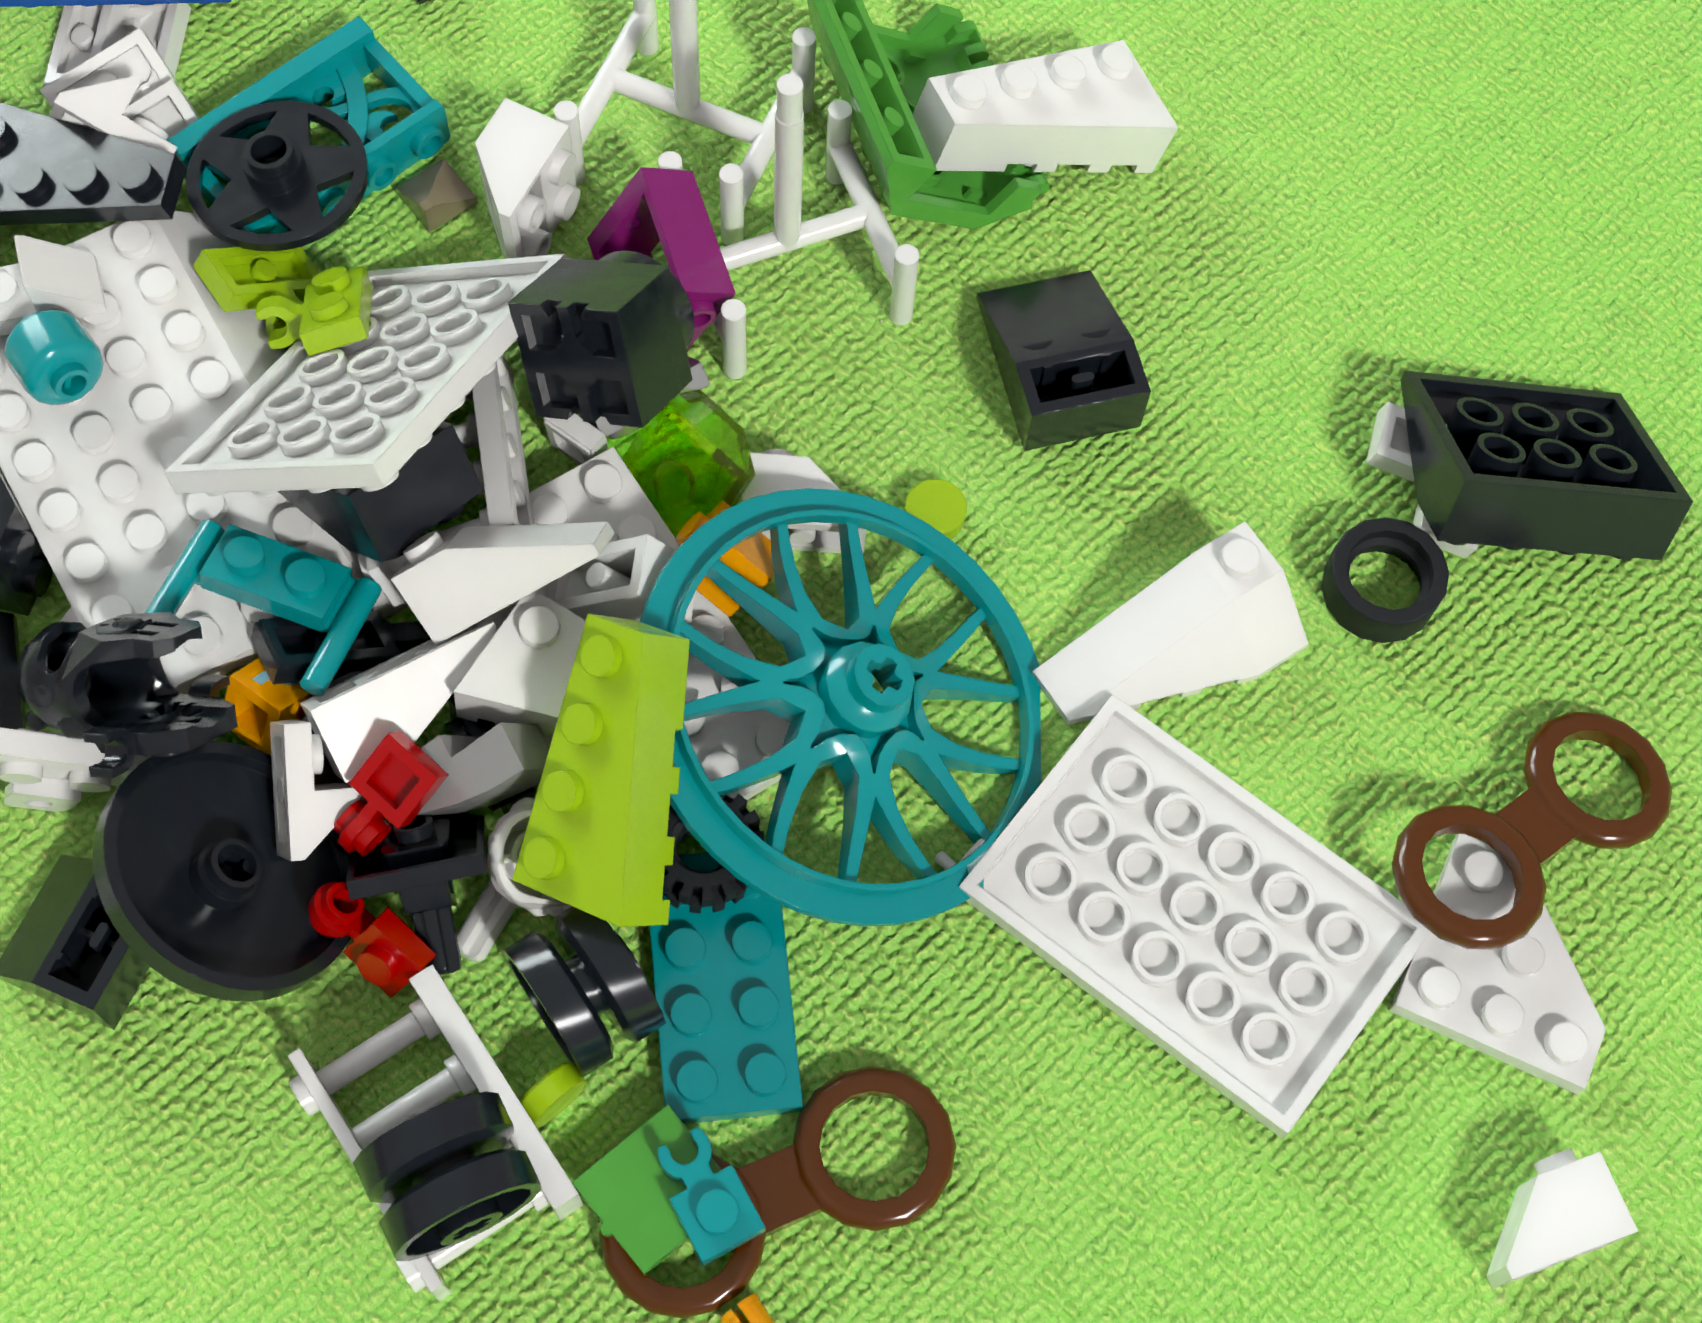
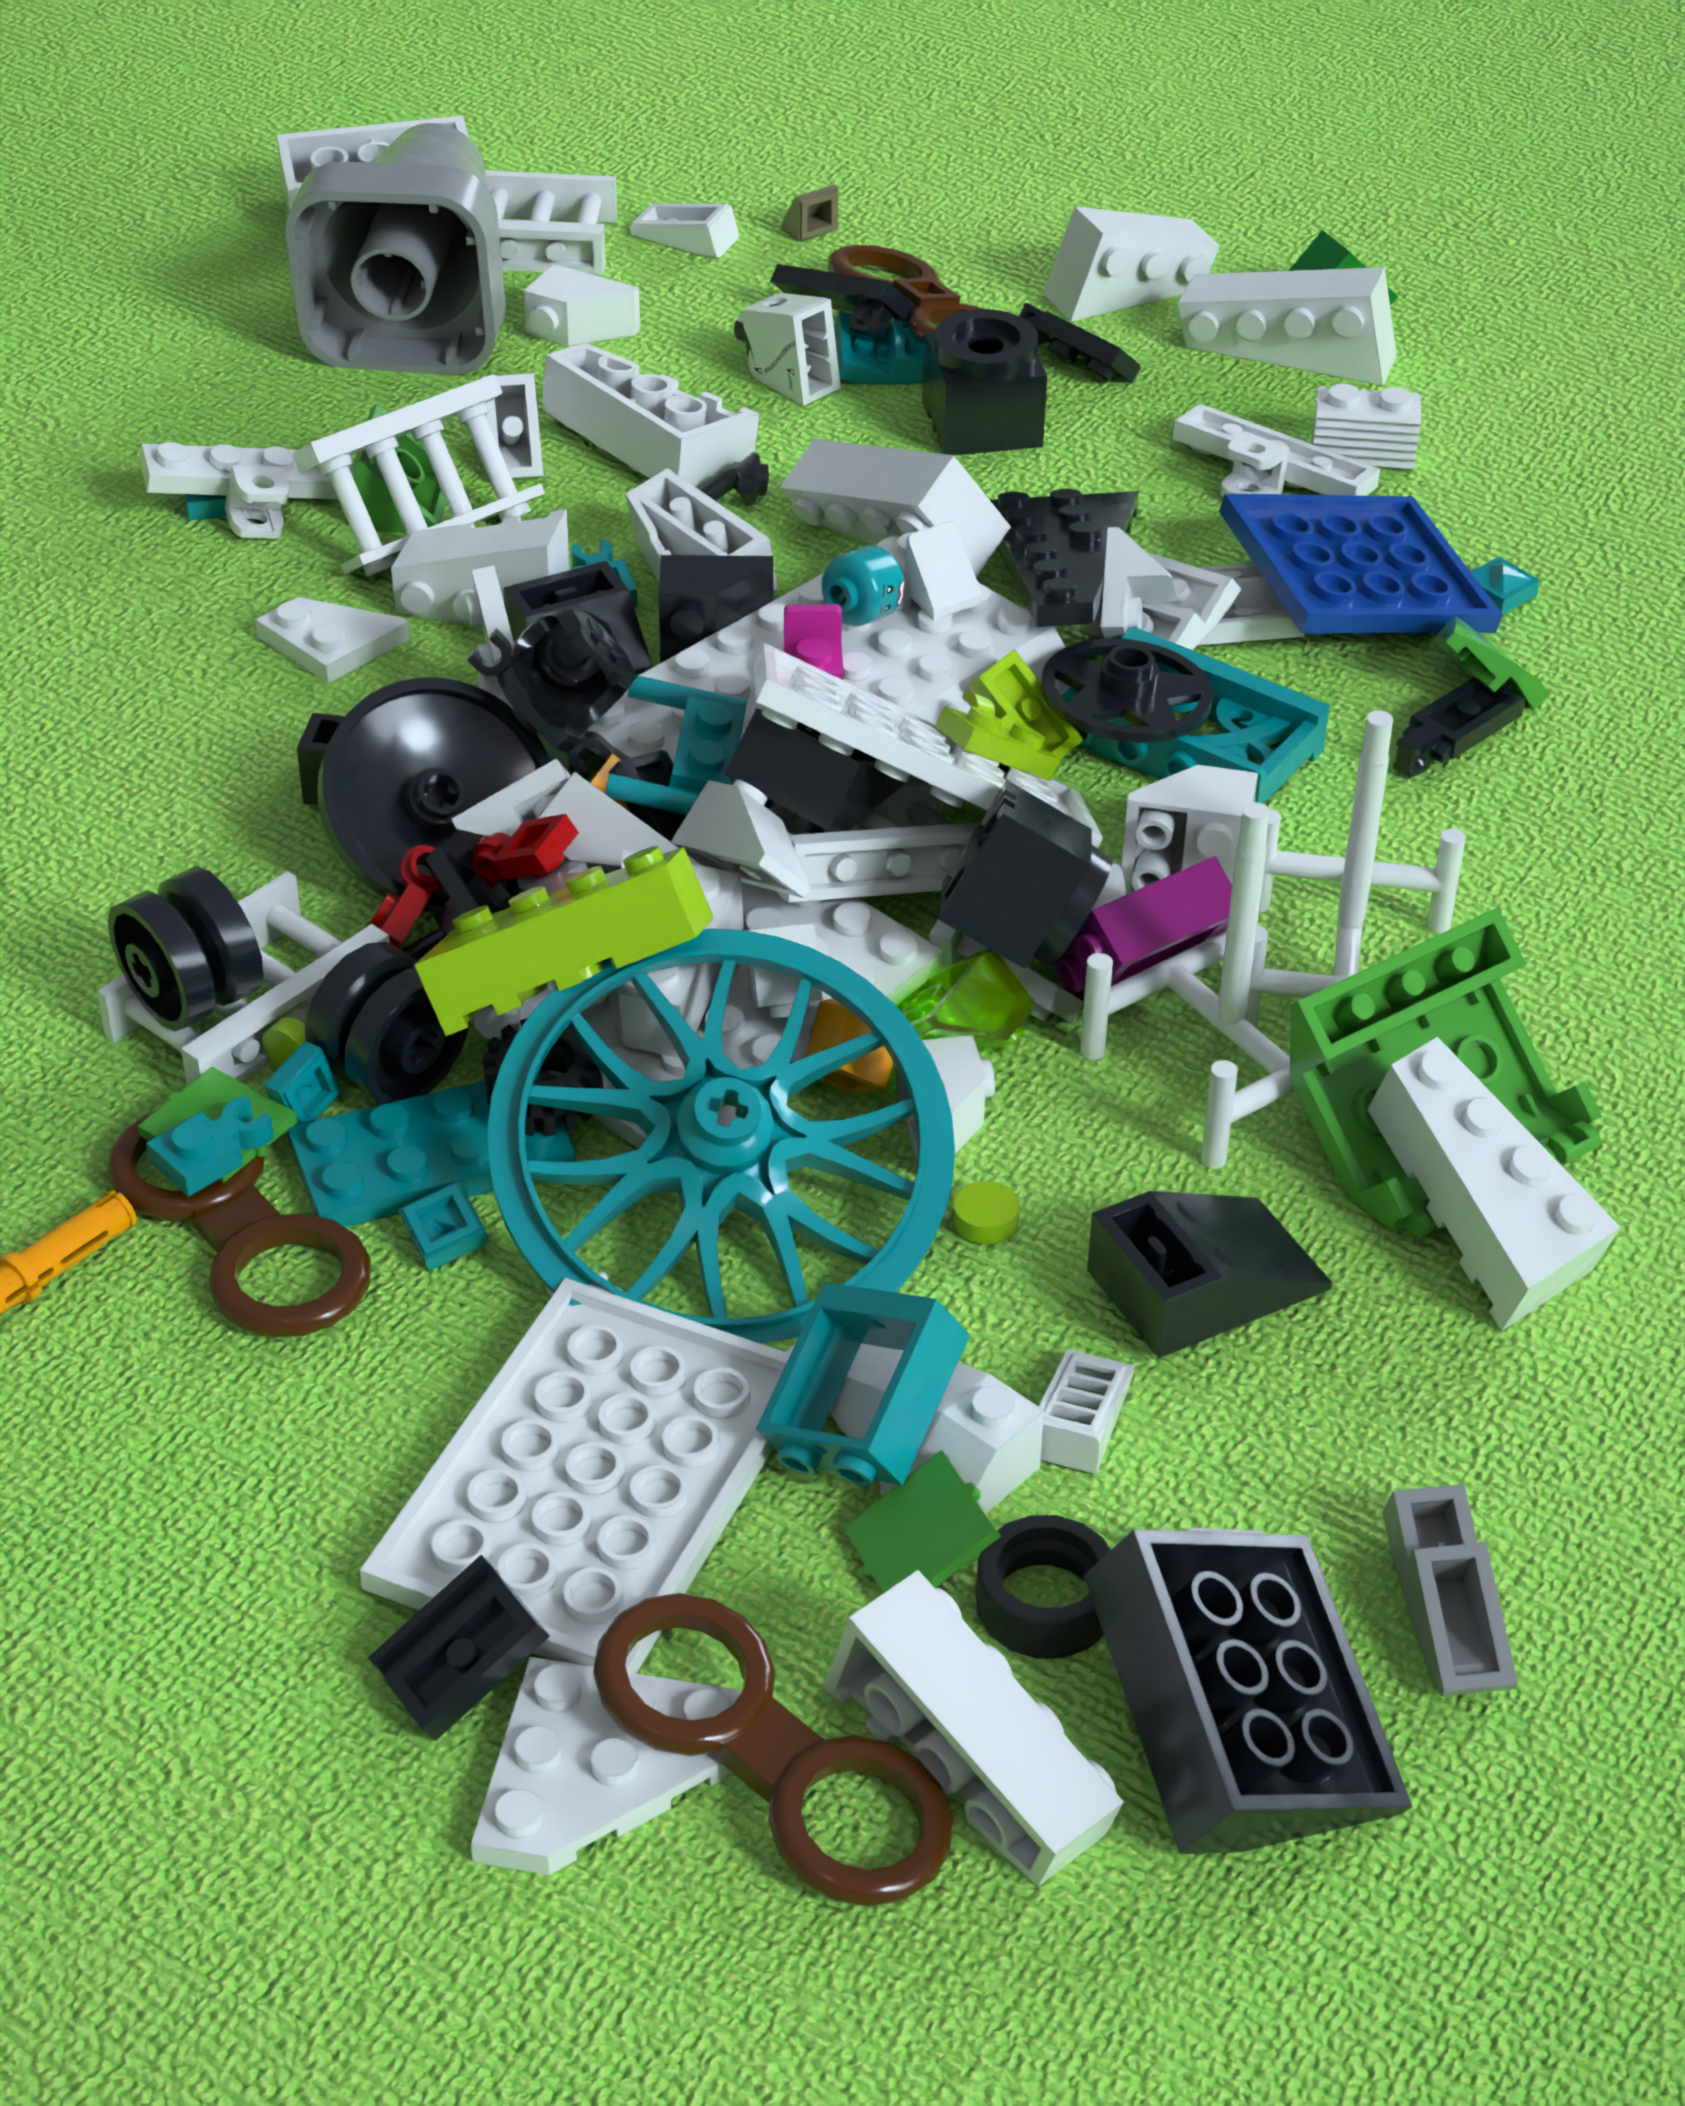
camera: 80 degrees right, 25 degrees down
(140, 436) = (815, 636): none -> dark pink bracket
(623, 1095) = (304, 1083): none -> teal tile
(845, 988) = (443, 1226): none -> teal tile
(1145, 608) = (818, 1367): none -> teal window
(1212, 488) = (1076, 1443): none -> white slope
(1322, 657) = (922, 1526): none -> bright green piece
(1396, 1060) = (458, 1647): none -> black plate
(1436, 297) = (1449, 1590): none -> light grey slope
(1538, 673) = (972, 1727): none -> white wedge
(1559, 1216) = (311, 1825): white slope -> none

